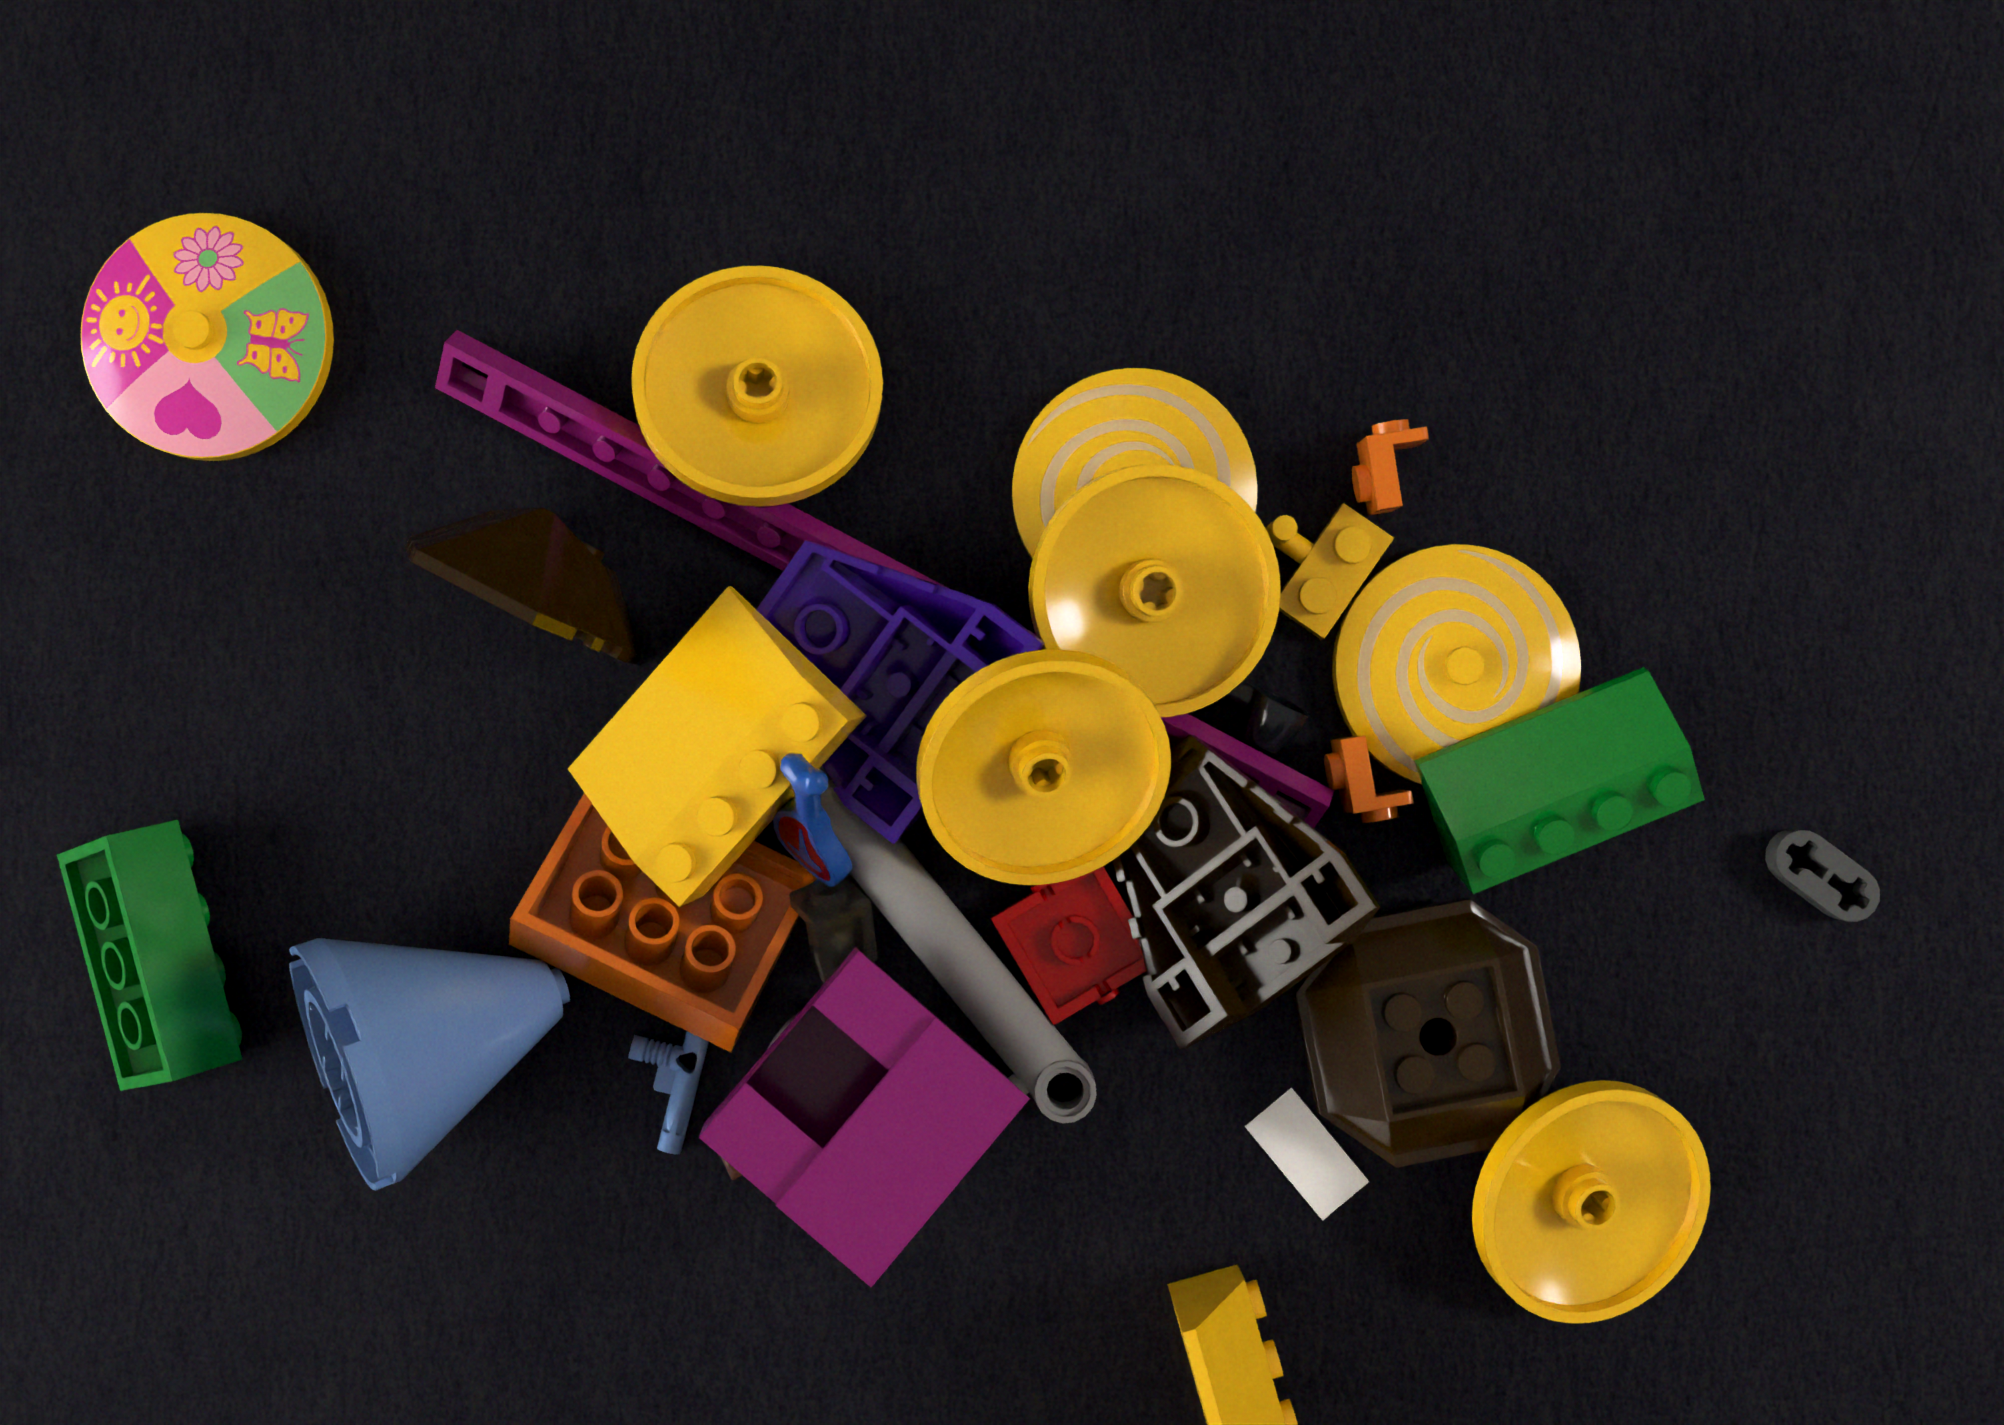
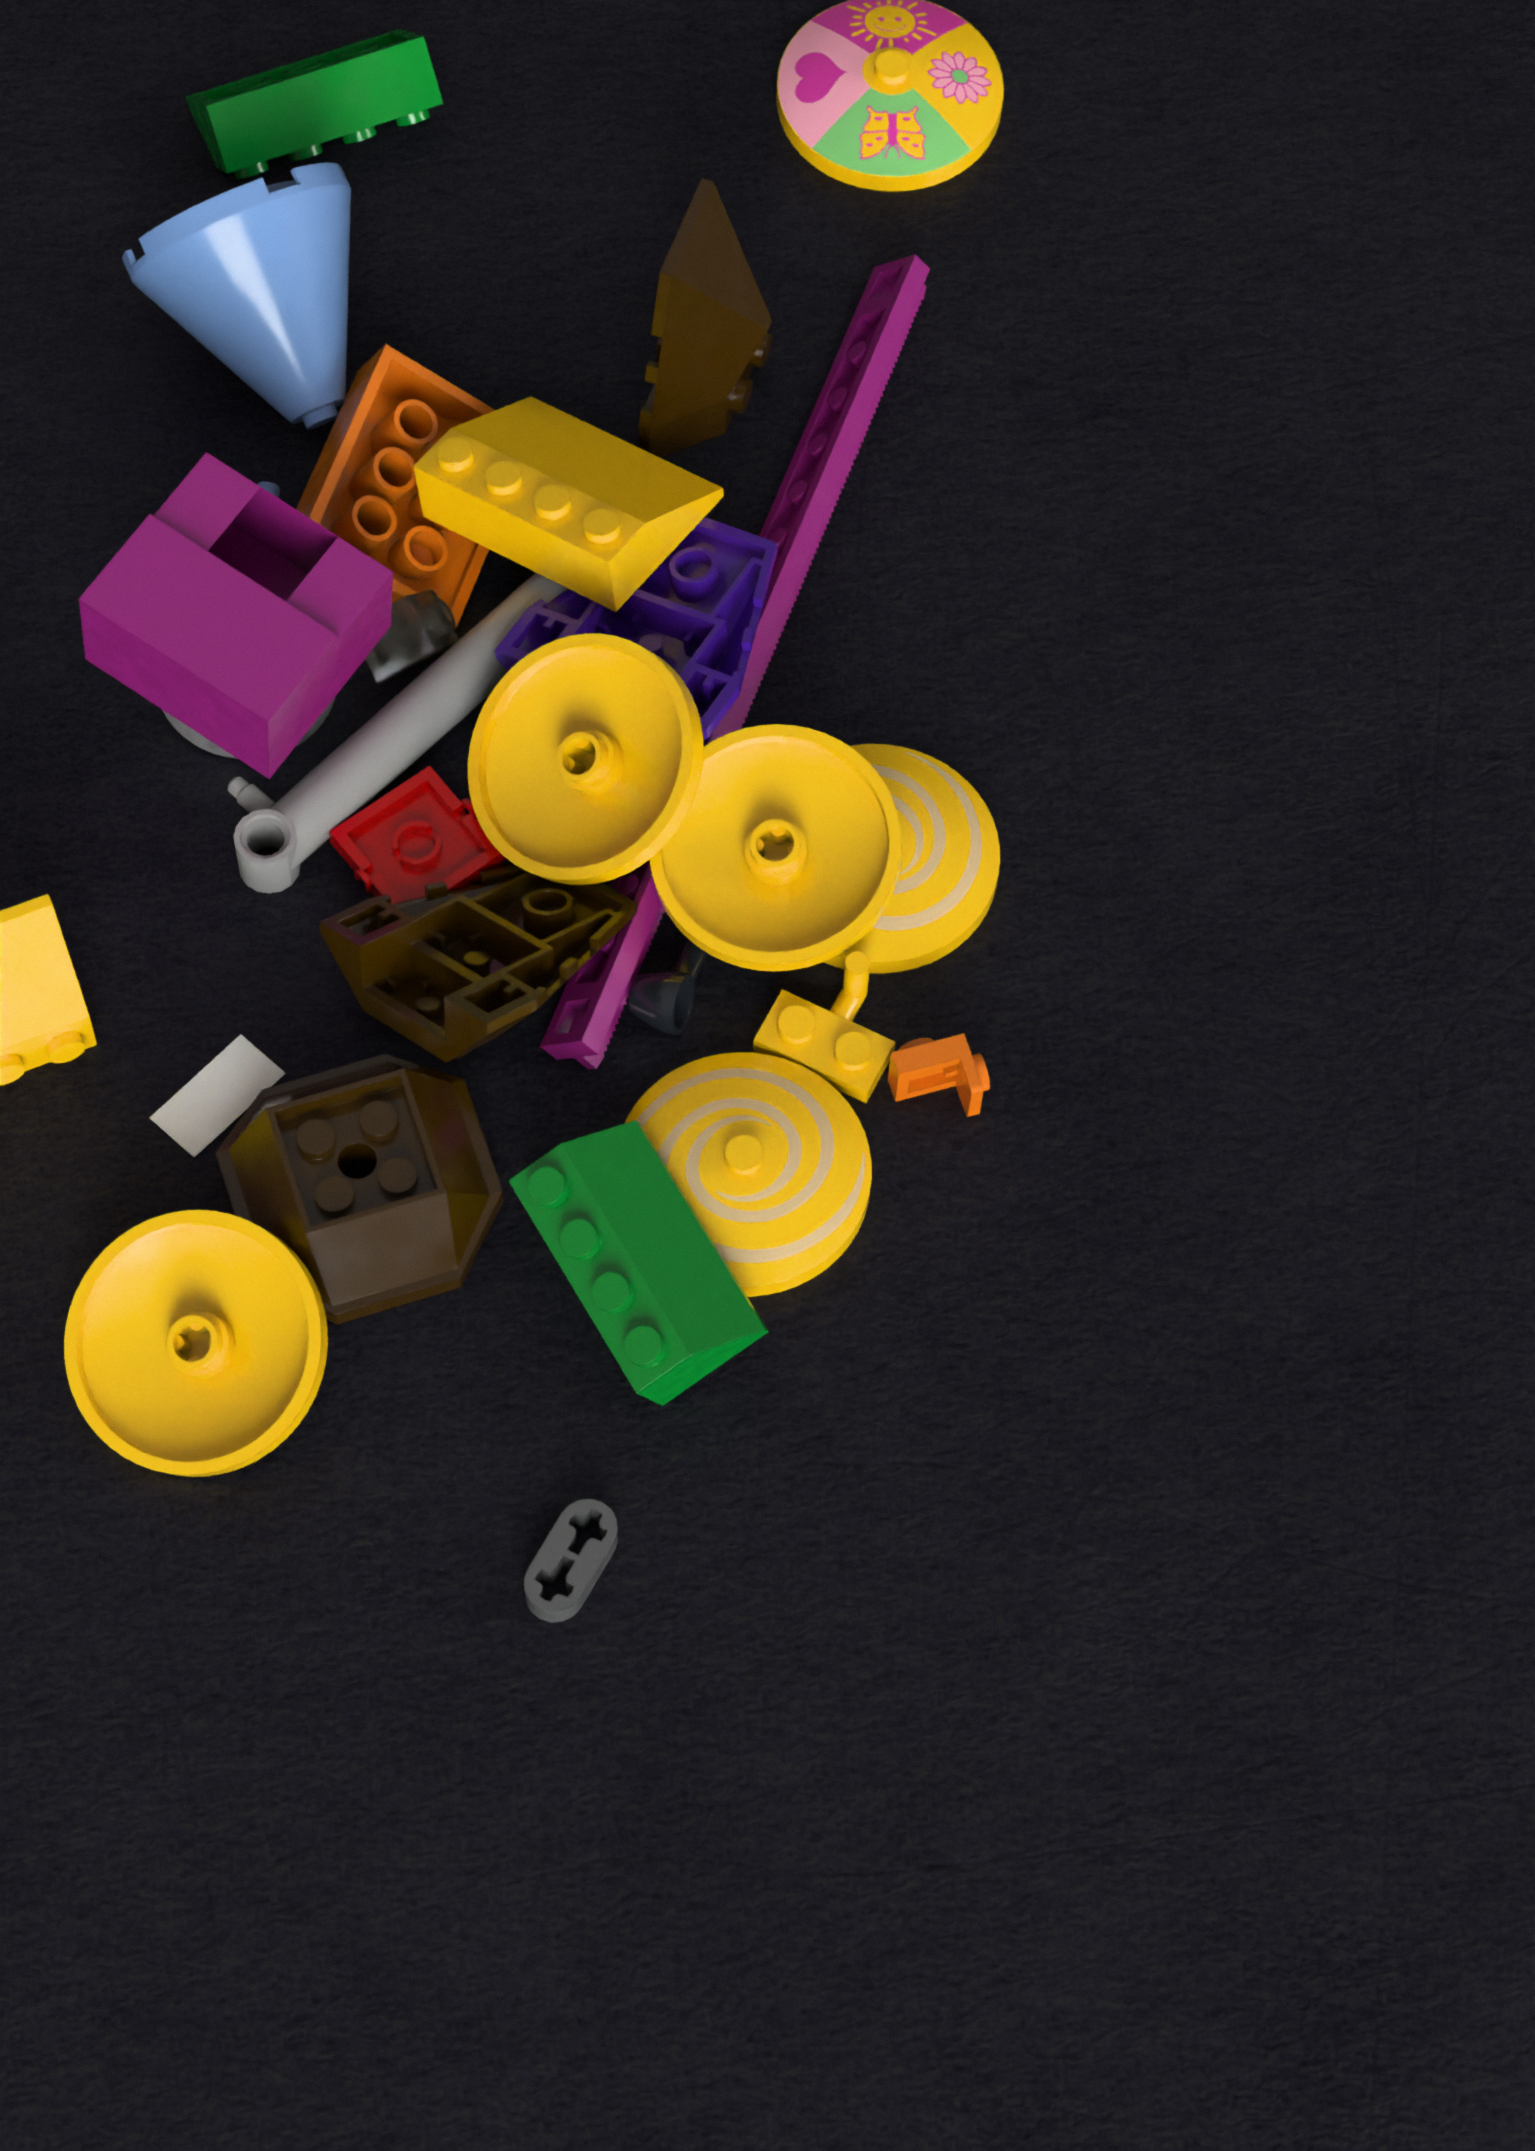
camera: 80 degrees right, 25 degrees down
(757, 385) = (920, 509): yellow dish -> none
(806, 827) = (509, 568): blue piece -> none
(1350, 772) = (611, 1079): orange bracket -> none

